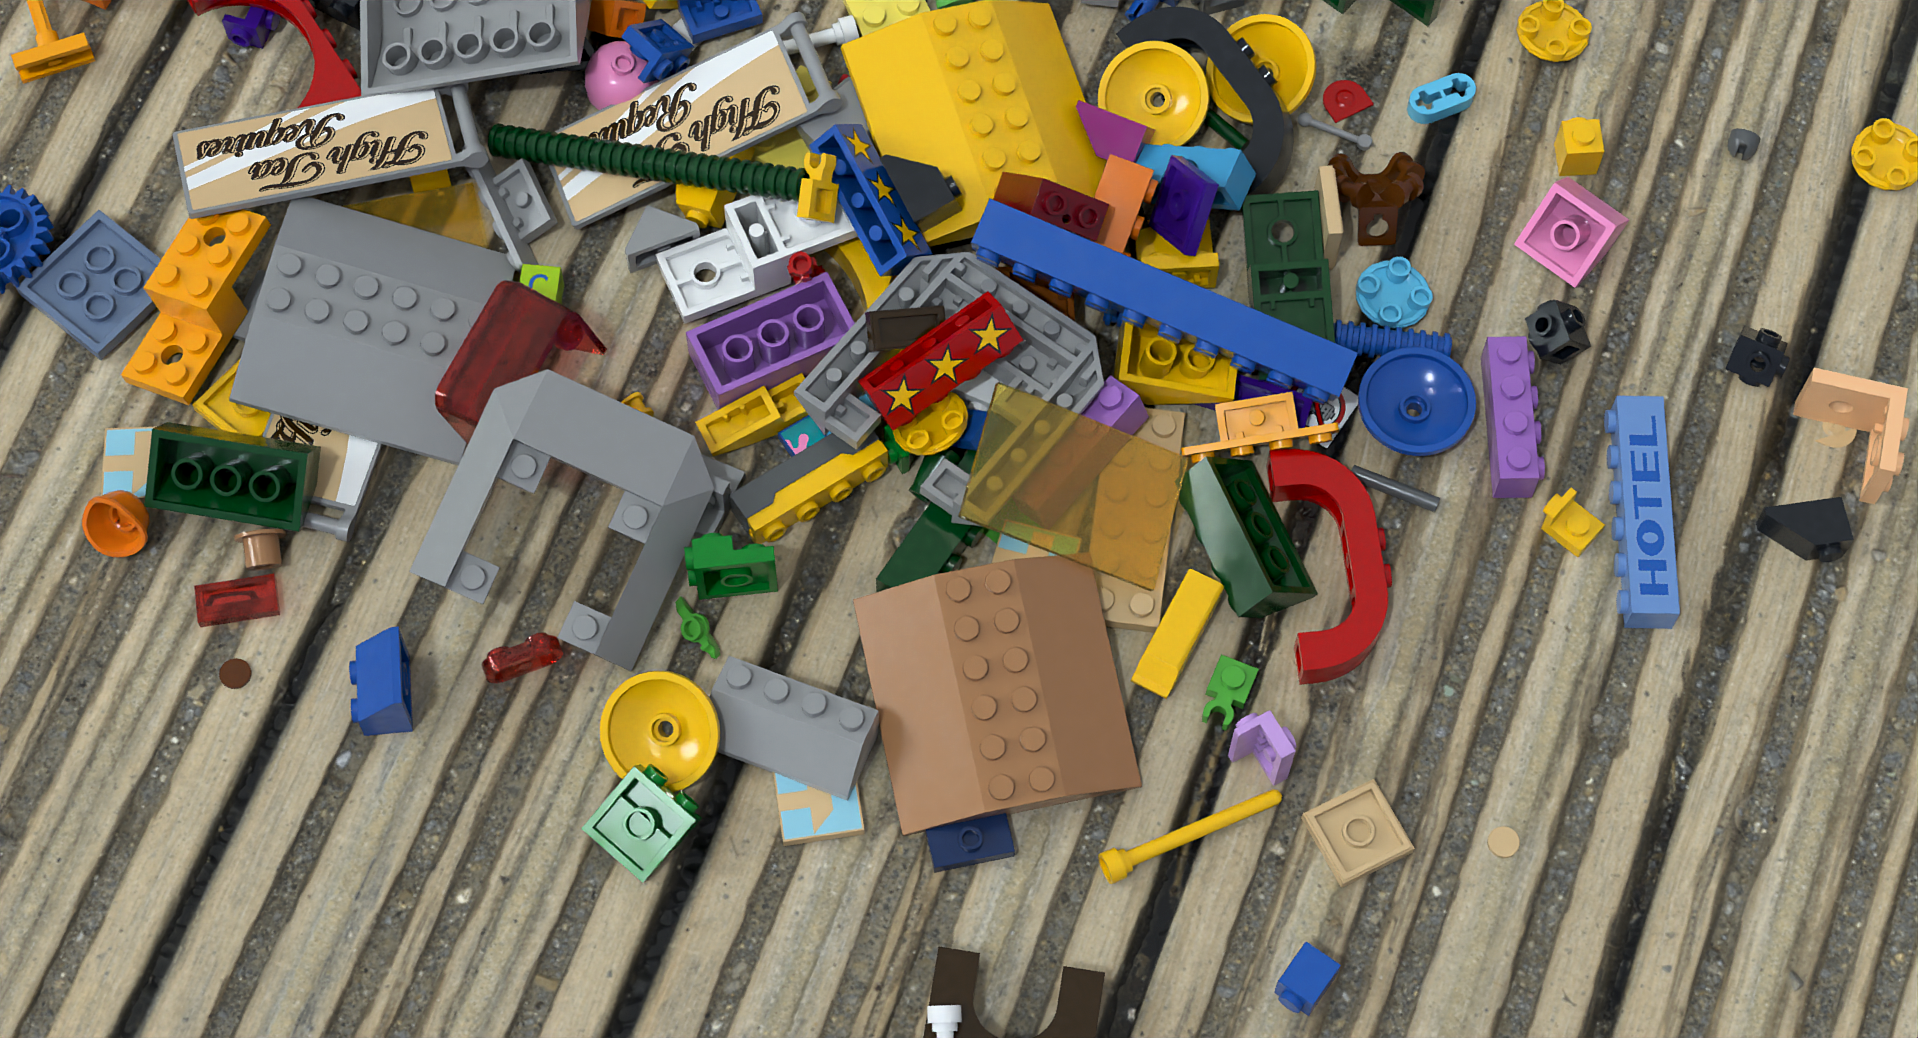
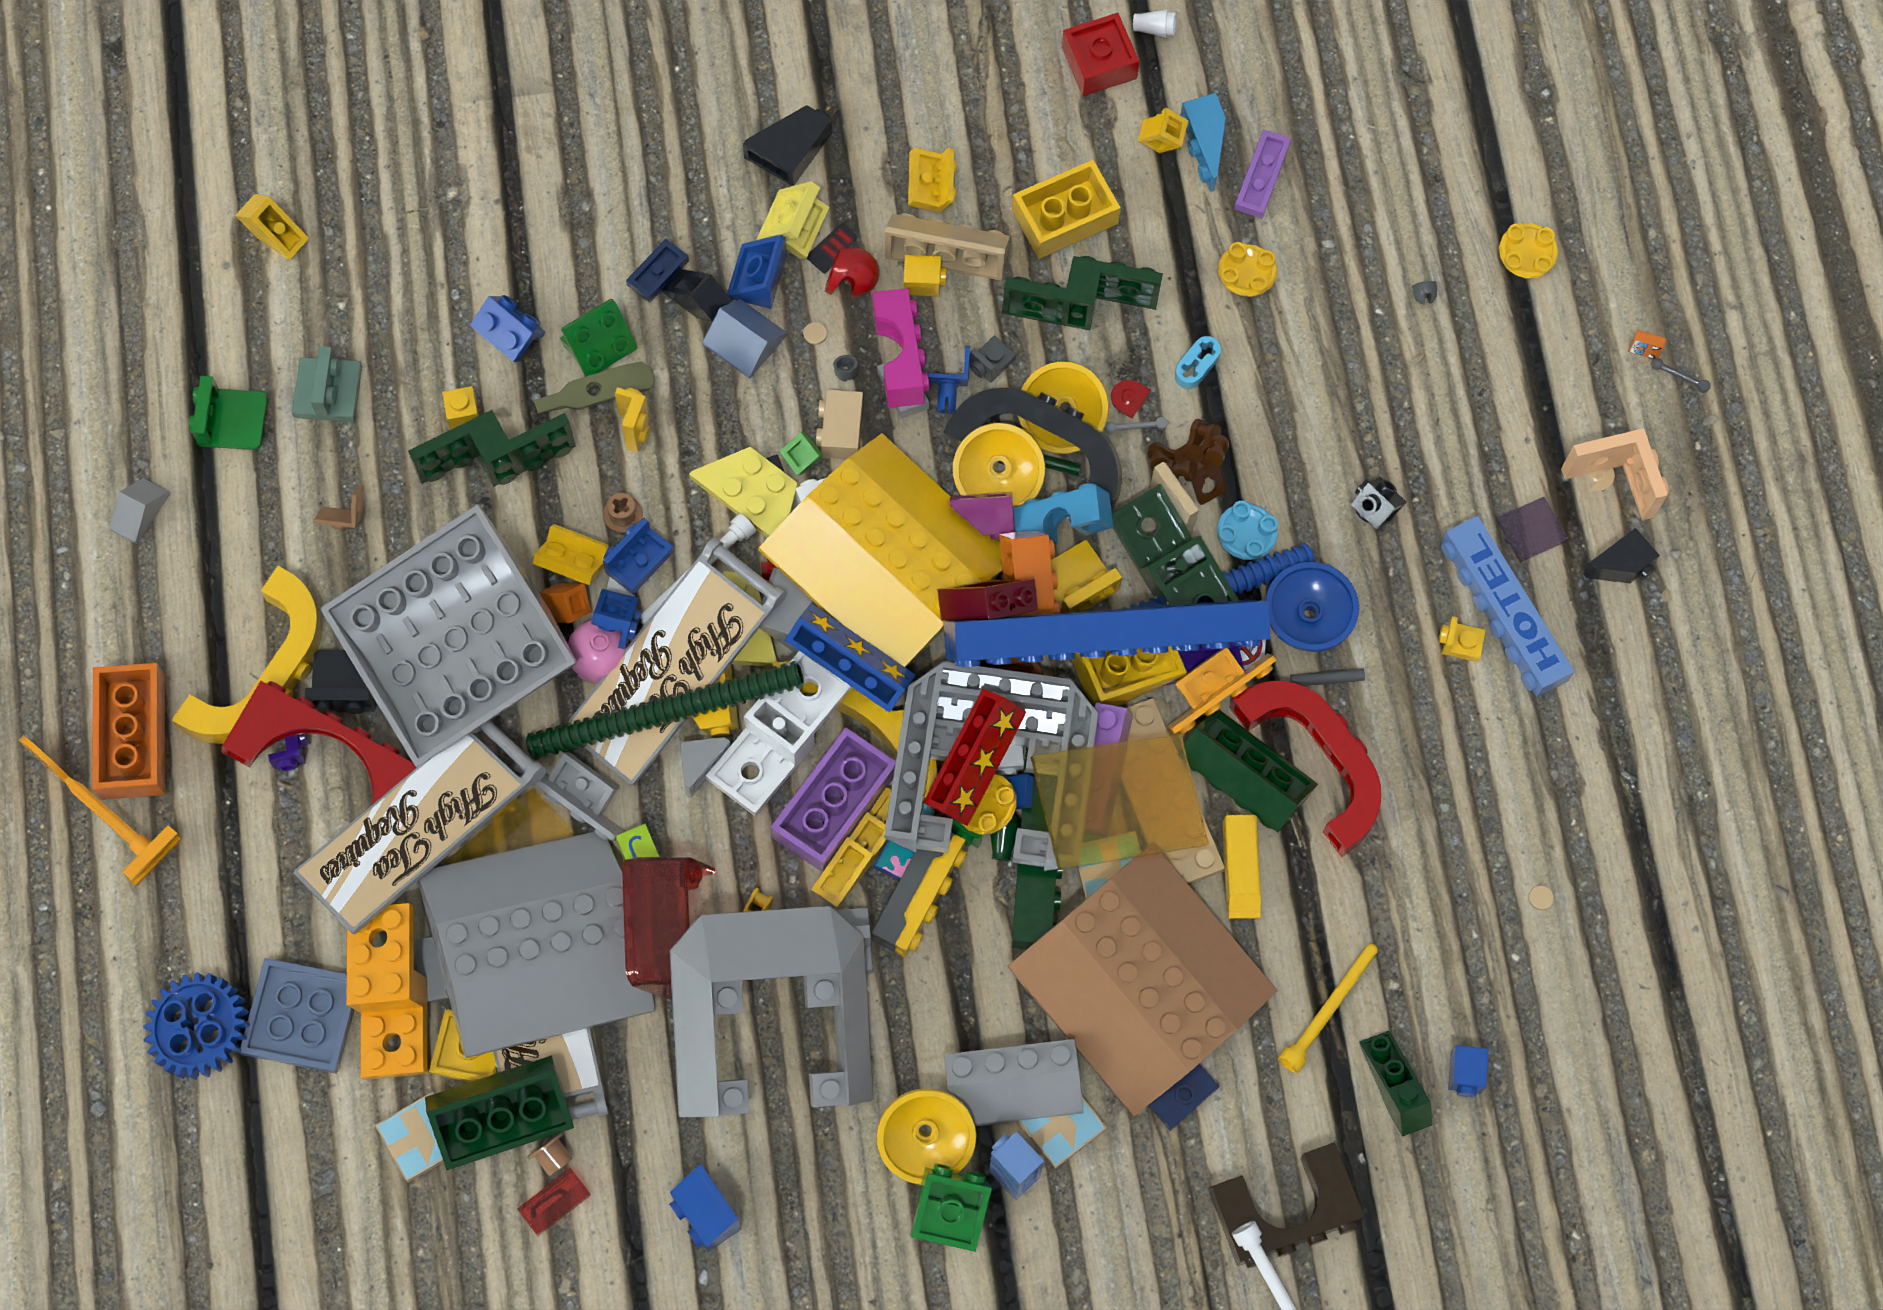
camera: 30 degrees left, 5 degrees up
(116, 523) = (432, 1193): orange helmet -> none
(235, 673) = (585, 1257): reddish brown piece -> none
(508, 663) = (799, 1123): clear red plate -> none
(696, 628) = (901, 1043): bright green piece -> none
(729, 572) = (897, 991): green plate -> none
(733, 806) = (1015, 1164): none -> medium blue brick
(803, 267) = (828, 734): red bar -> none
(818, 194) = (814, 673): yellow plate -> none
(901, 327) = (933, 746): dark brown tile -> none
(923, 190) = (885, 631): black slope -> none
(1183, 205) = (1075, 544): dark purple tile -> none
(1216, 952) = (1397, 1084): none -> dark green slope
(1229, 687) = (1297, 884): bright green plate -> none
(1269, 743) = (1353, 915): lavender bracket -> none
(1357, 833) = (1441, 945): tan tile -> none
(1510, 417) = (1380, 584): medium lavender brick -> none
(1571, 231) = (1345, 420): bright pink slope -> none
(1579, 147) = (1316, 352): yellow brick -> none
(1723, 448) = (1532, 529): none -> clear purple piece
(1746, 353) = (1523, 450): black brick -> none

